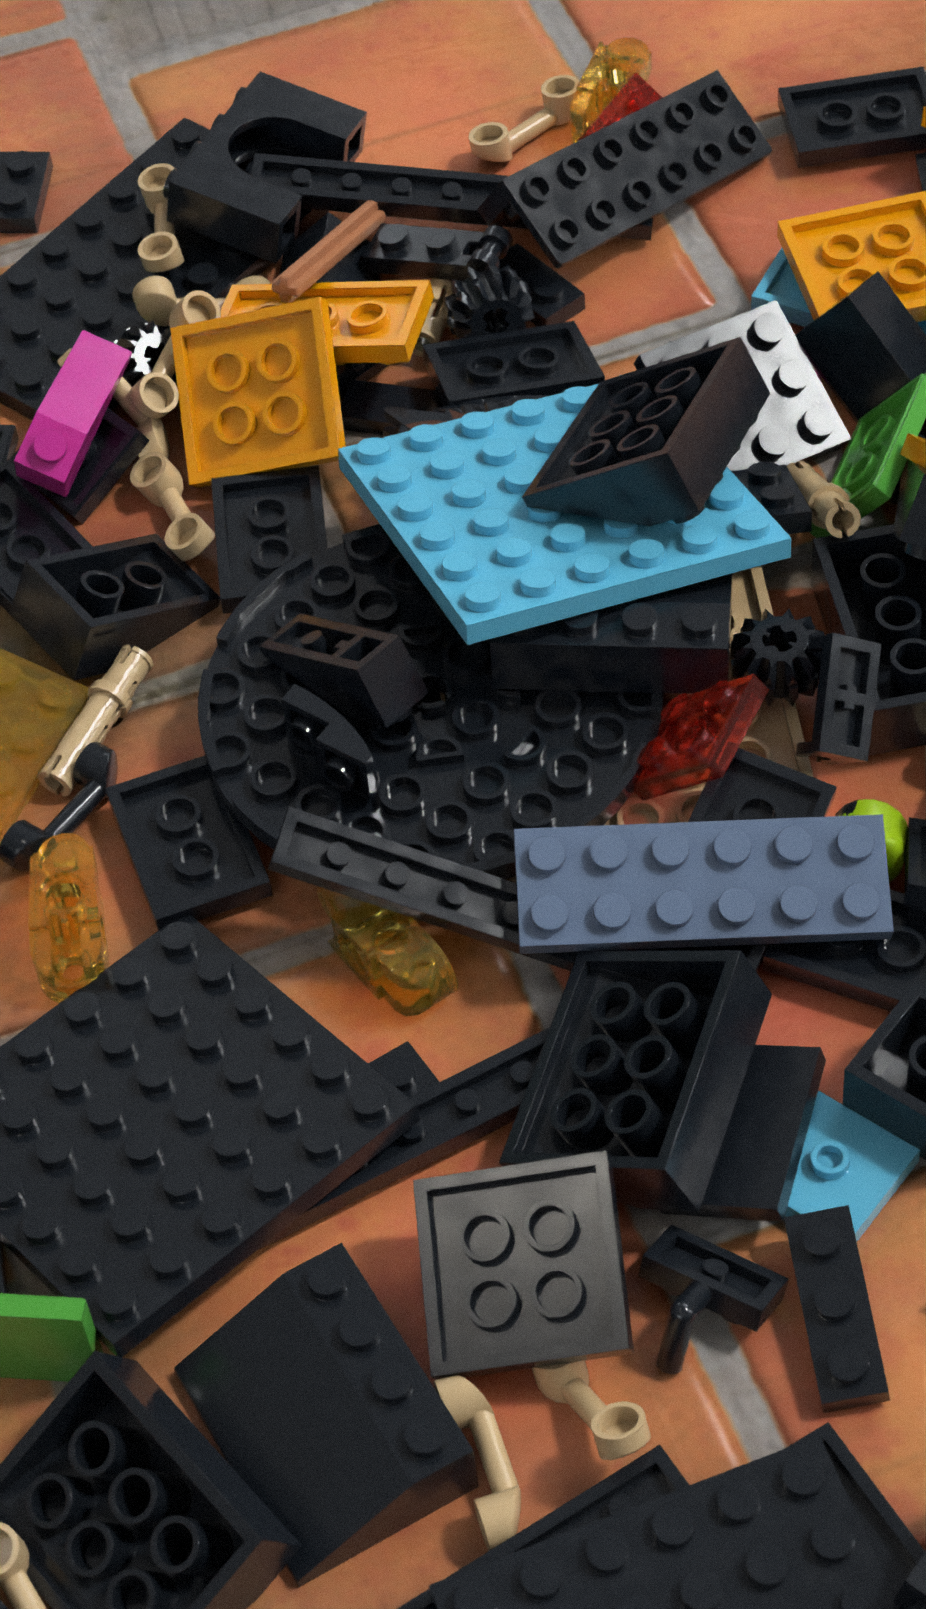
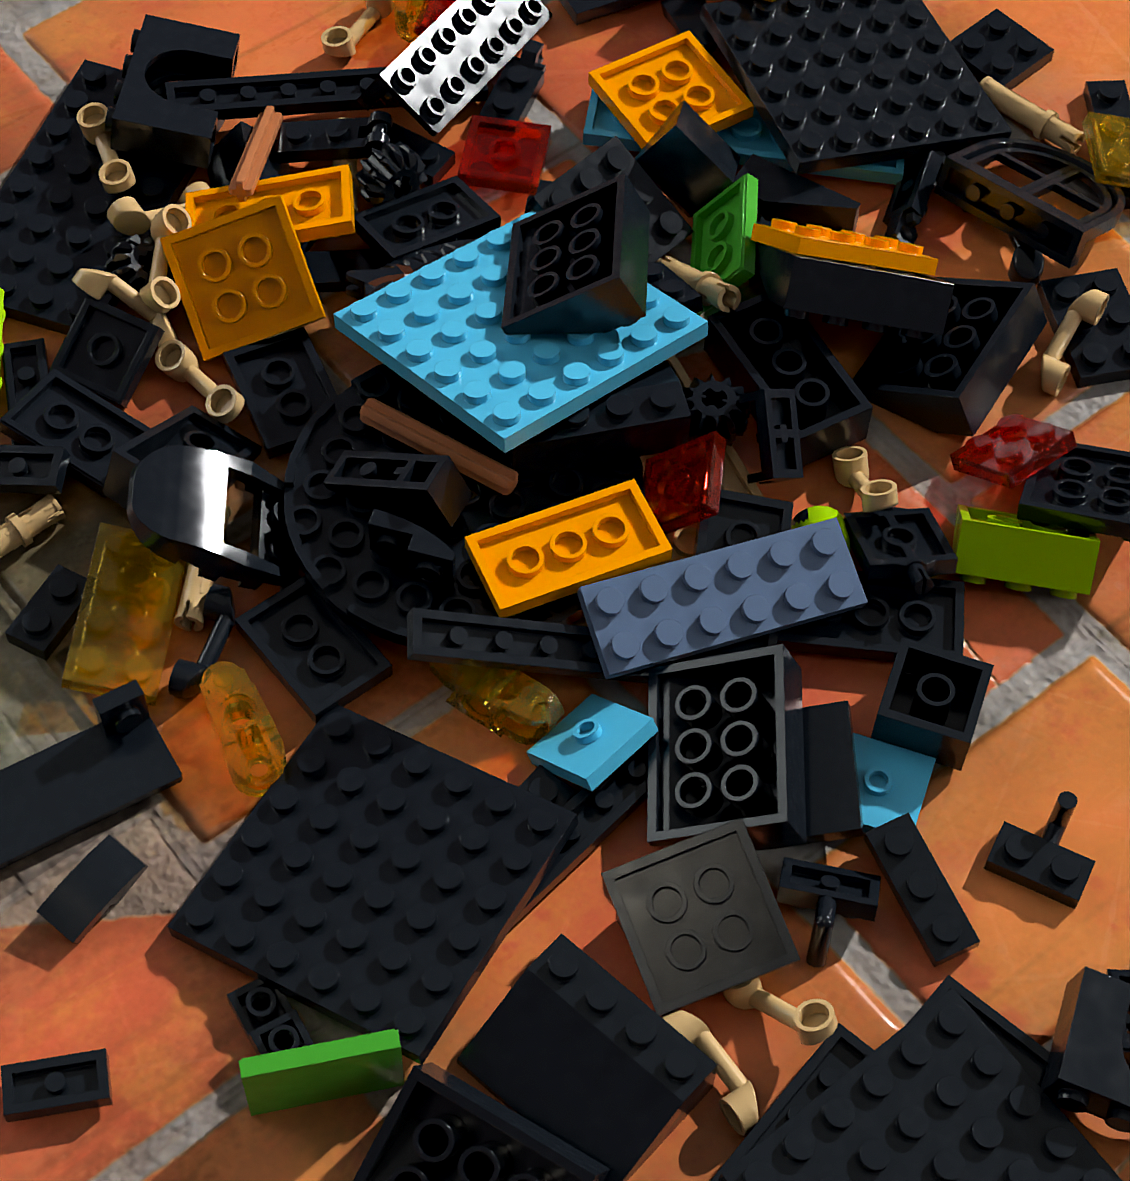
camera: 25 degrees left, 5 degrees up
(71, 414) = (102, 323): dark pink slope -> none
(71, 640) = (180, 514): none -> black slope
(415, 631) = (433, 442): none -> nougat axle
(478, 1026) = (592, 741): none -> medium azure plate
(522, 778) = (567, 548): none -> light orange plate
(644, 304) = (504, 154): none -> clear red plate
(690, 233) = (517, 85): none -> black hinge

